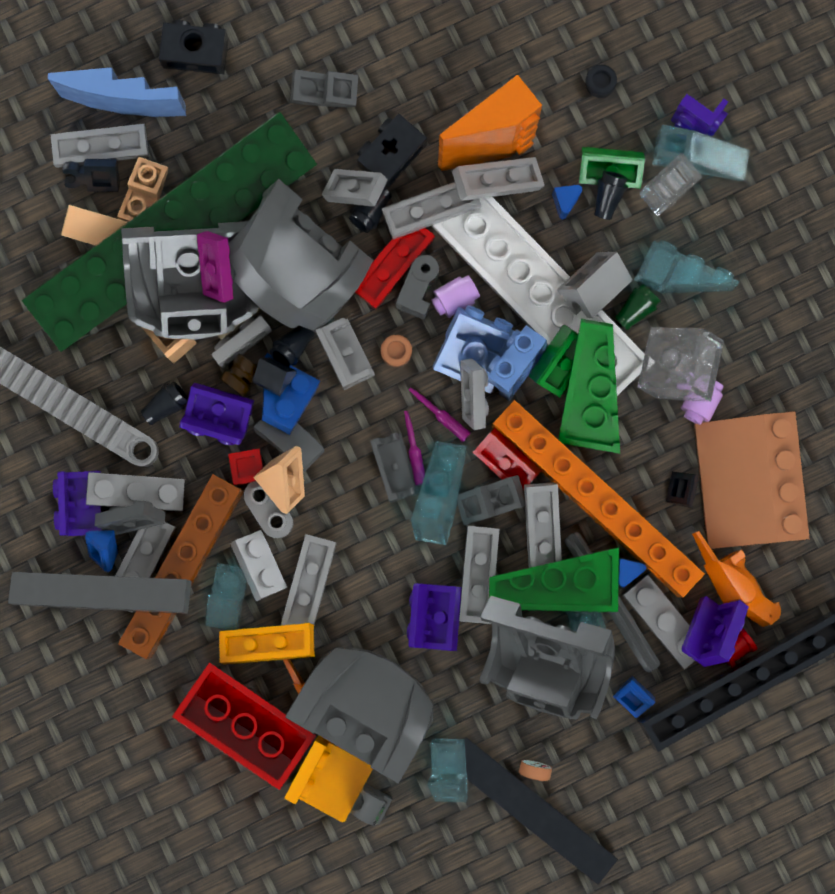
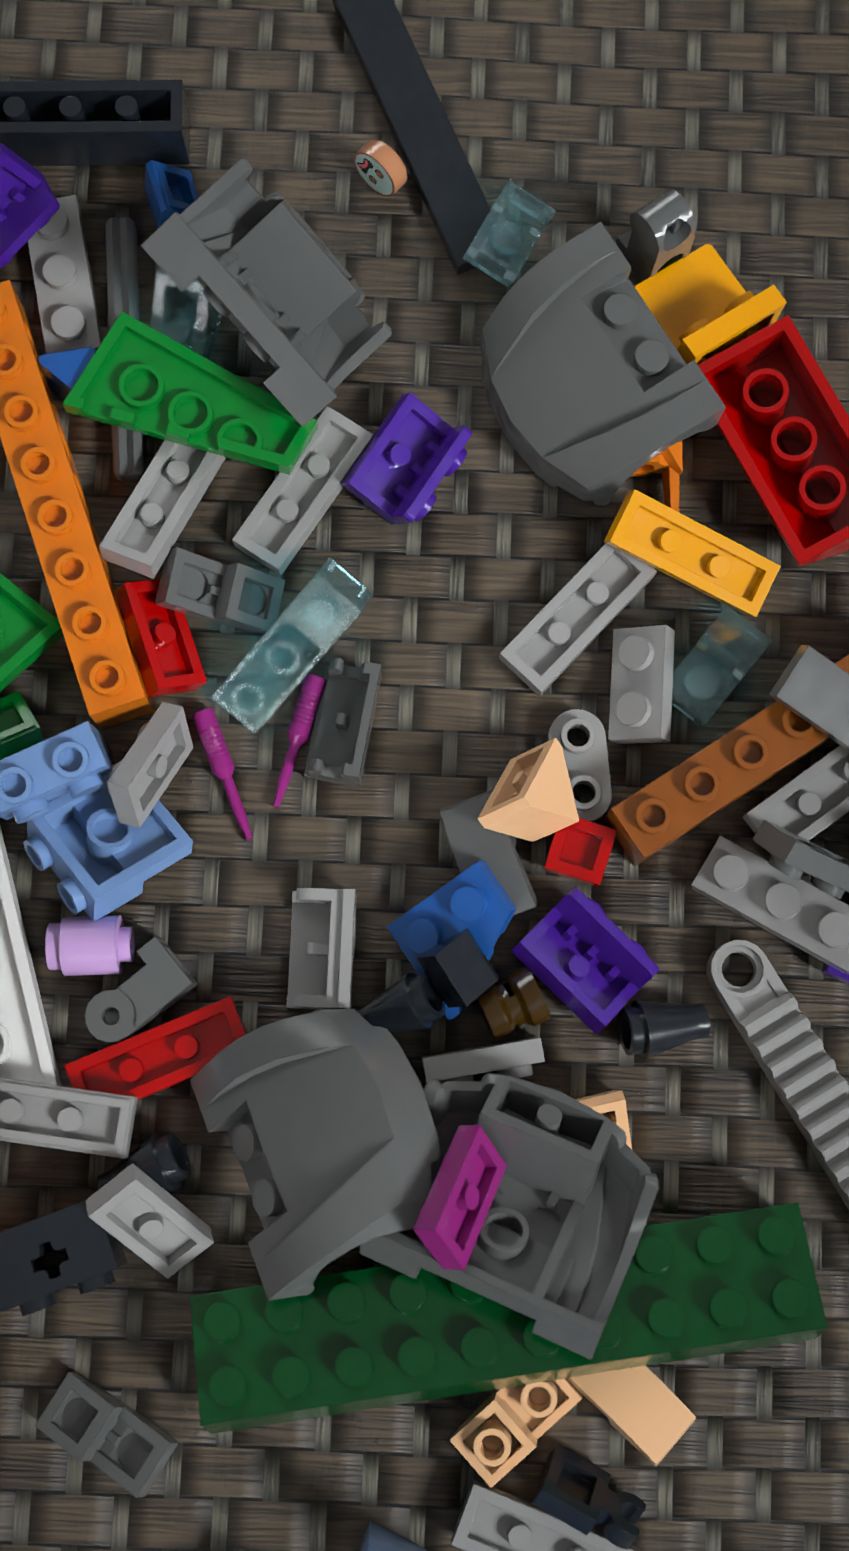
camera: 155 degrees left, 5 degrees down
(396, 350) = (236, 911): nougat tile -> none

